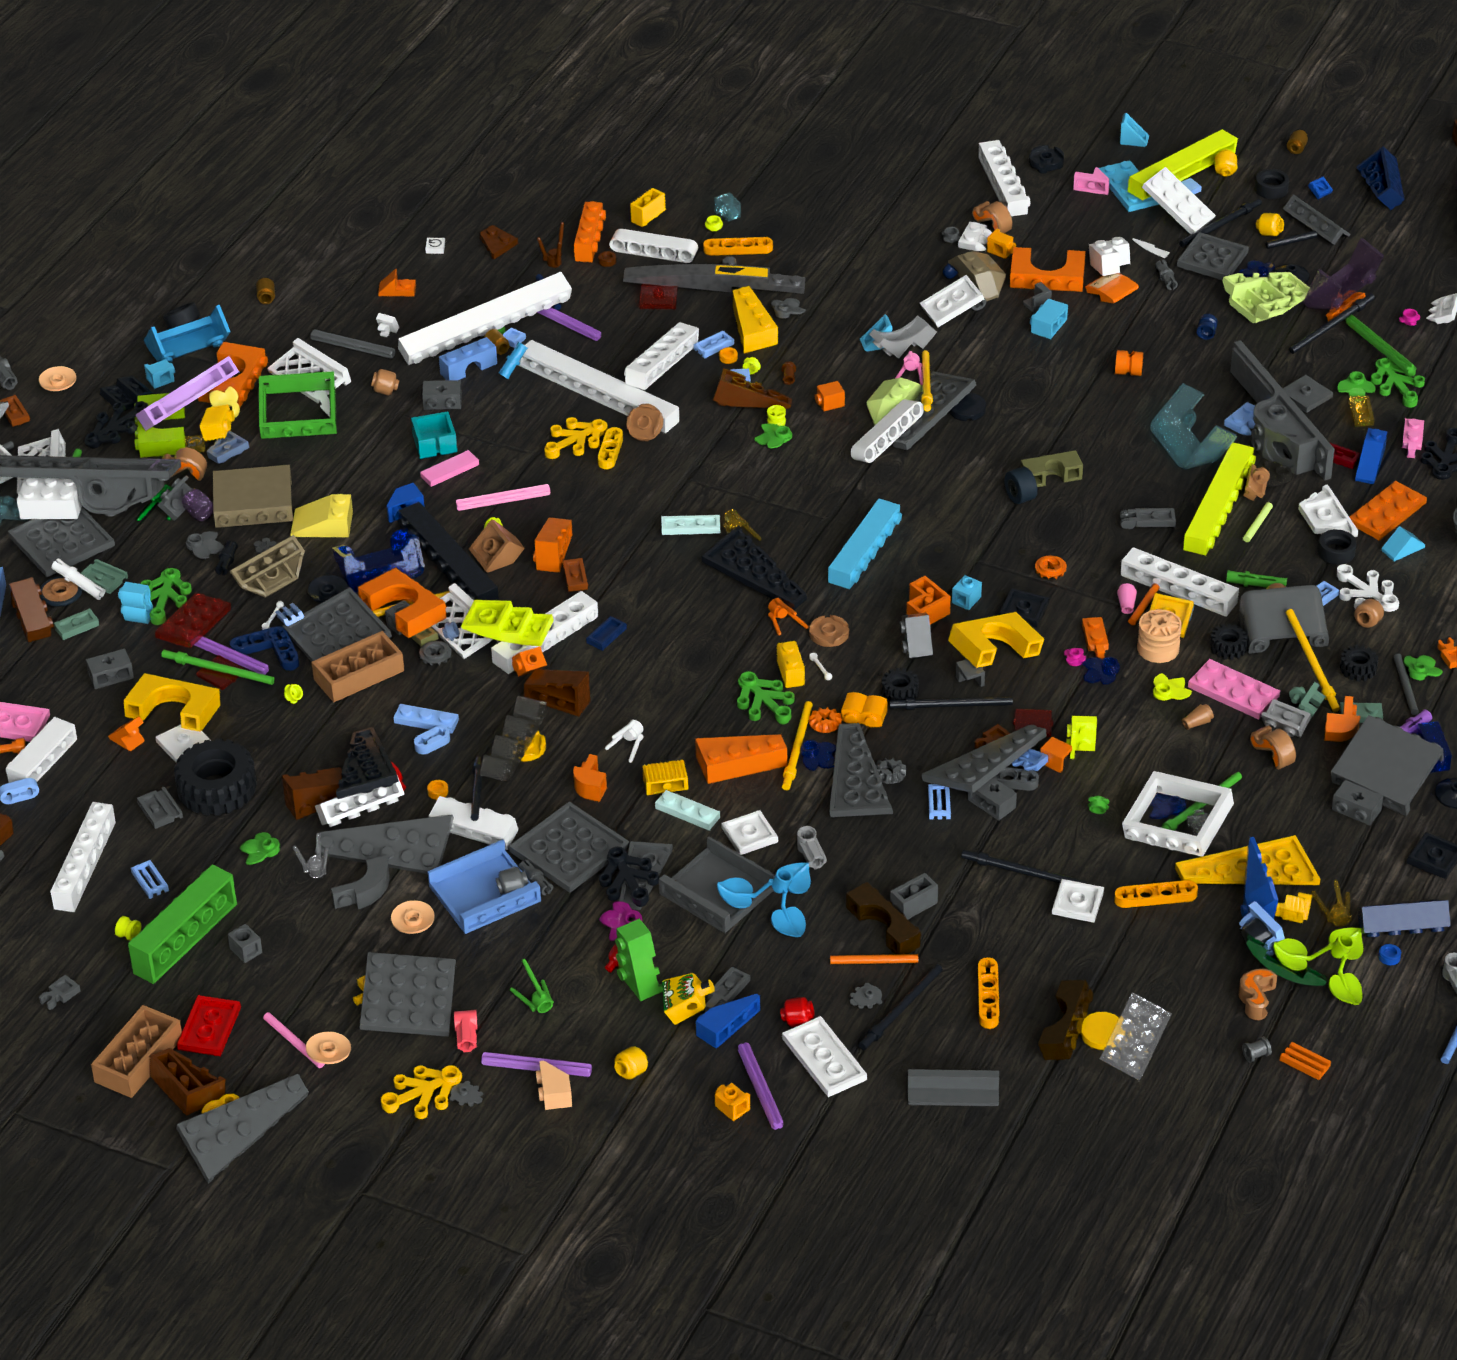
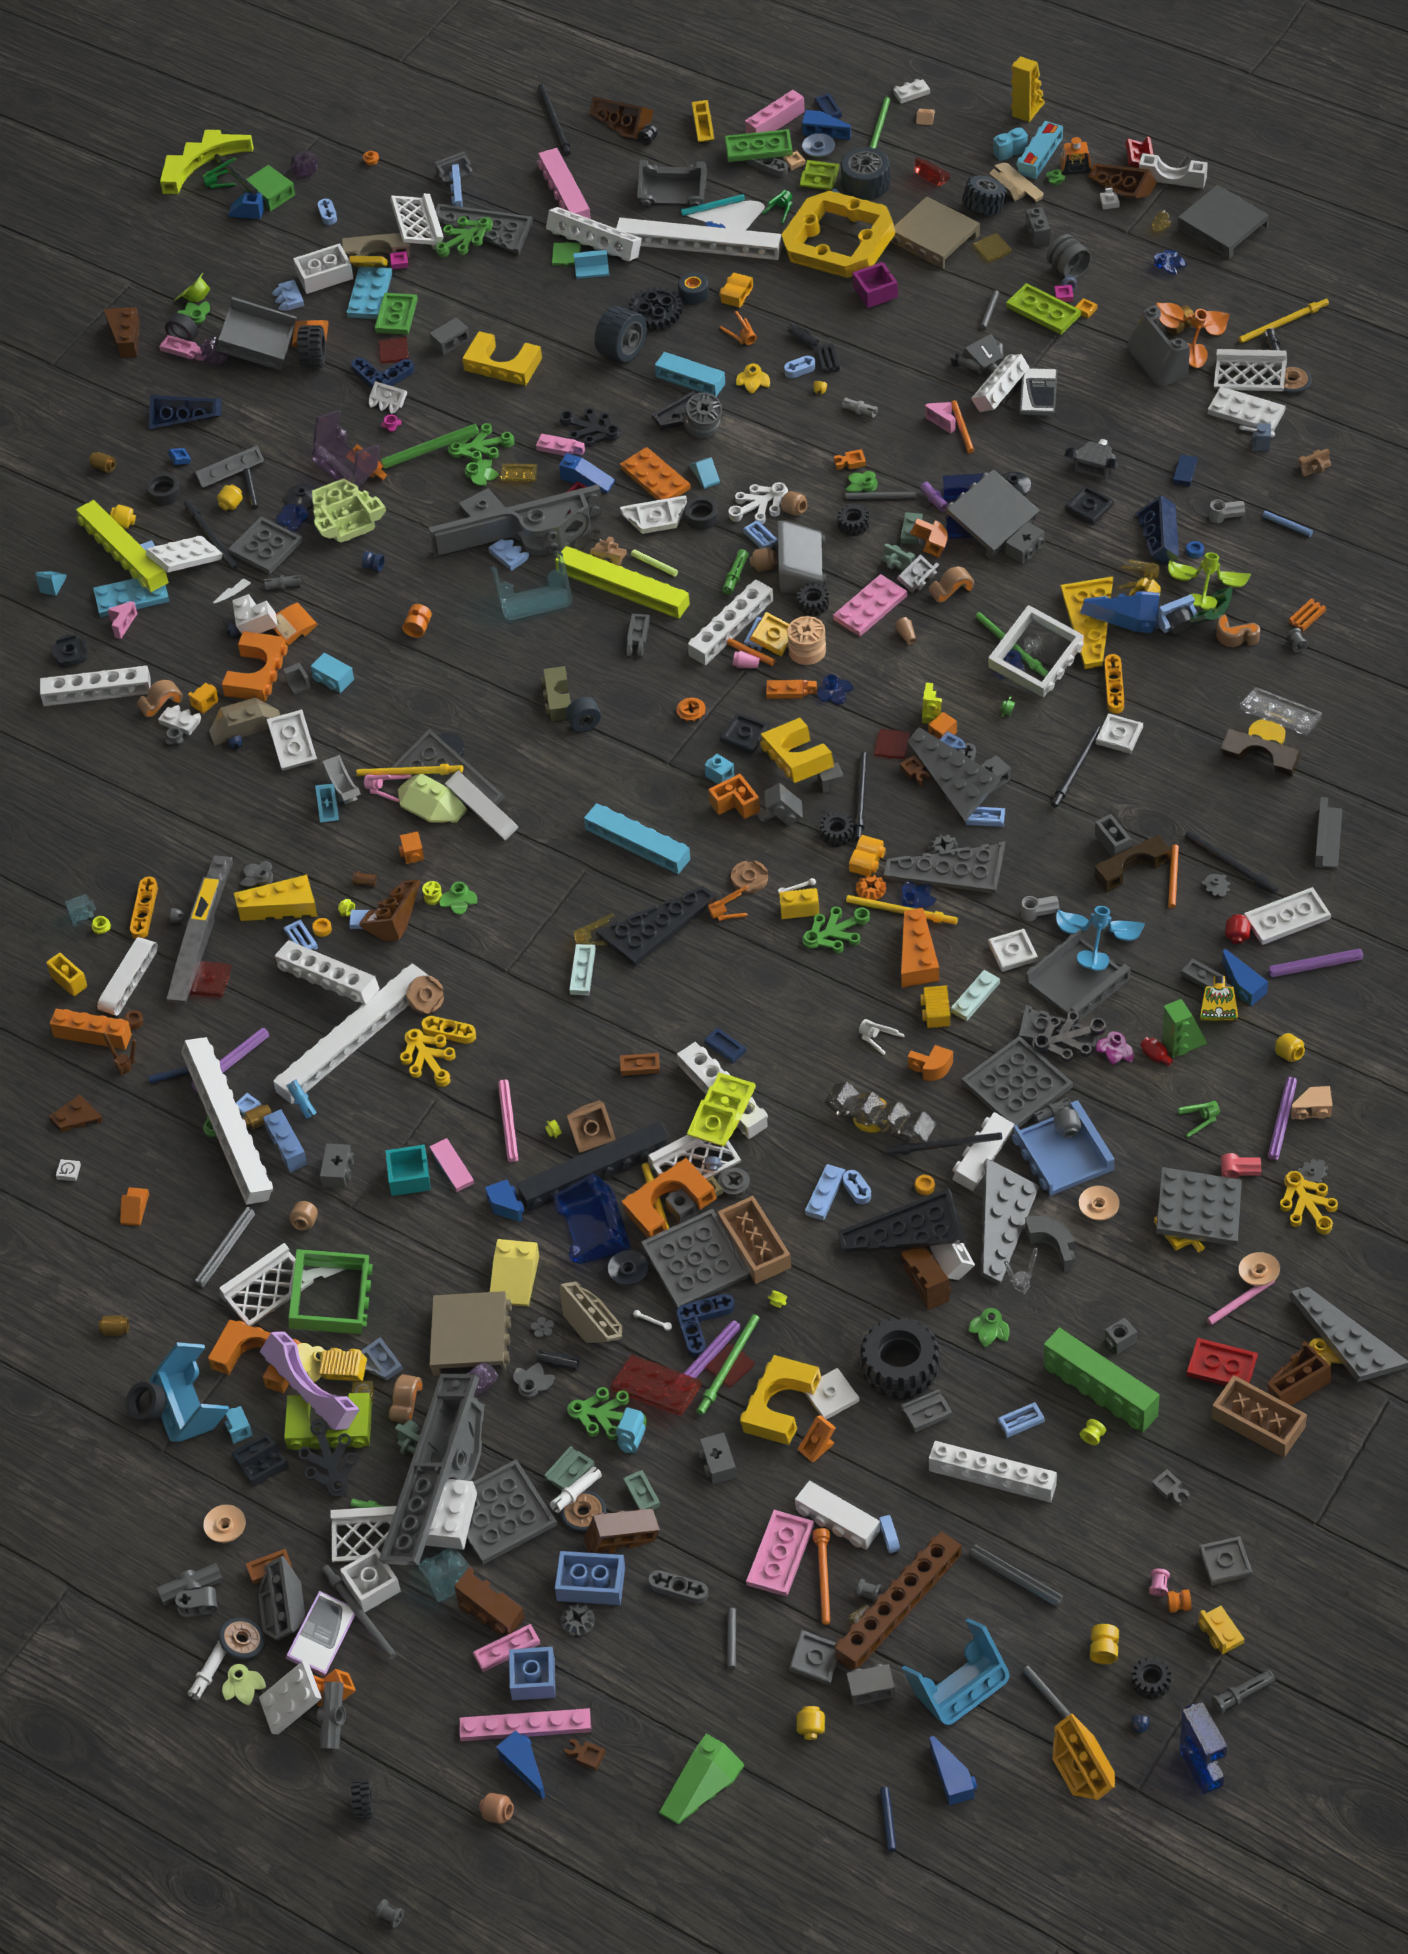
camera: 80 degrees left, 10 degrees up
(289, 612) = (650, 1305): light blue tile -> none
(386, 324) = (204, 1213): white tile -> none
(528, 661) = (771, 1099): orange brick -> none
(552, 544) = (595, 1077): orange wedge -> none
(560, 689) = (811, 1078): reddish brown wedge -> none
(732, 1101) = (1336, 980): light orange brick -> none
(988, 992) = (1219, 800): light orange beam -> none
(1074, 656) = (814, 705): dark pink plate -> none
(1170, 689) = (864, 647): neon yellow plate -> none
(1327, 690) = (854, 543): yellow bar -> none
(1357, 306) = (394, 476): black bar -> none

